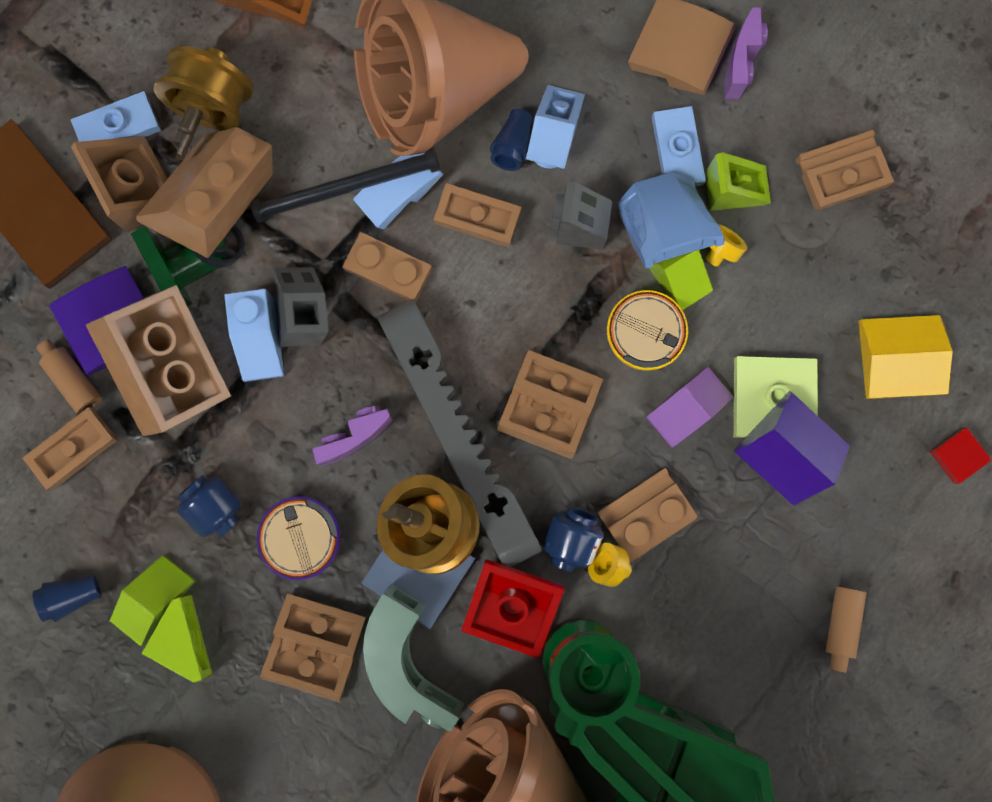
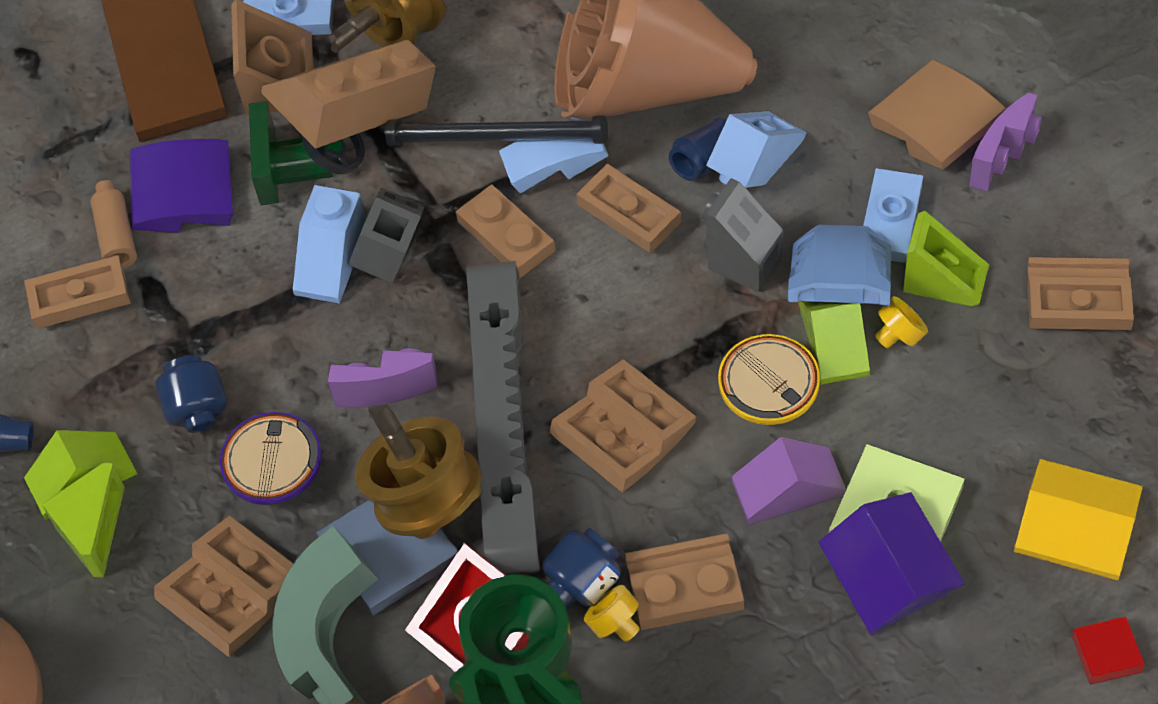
camera: 30 degrees right, 25 degrees down
(159, 361) = (213, 228): medium nougat slope -> none

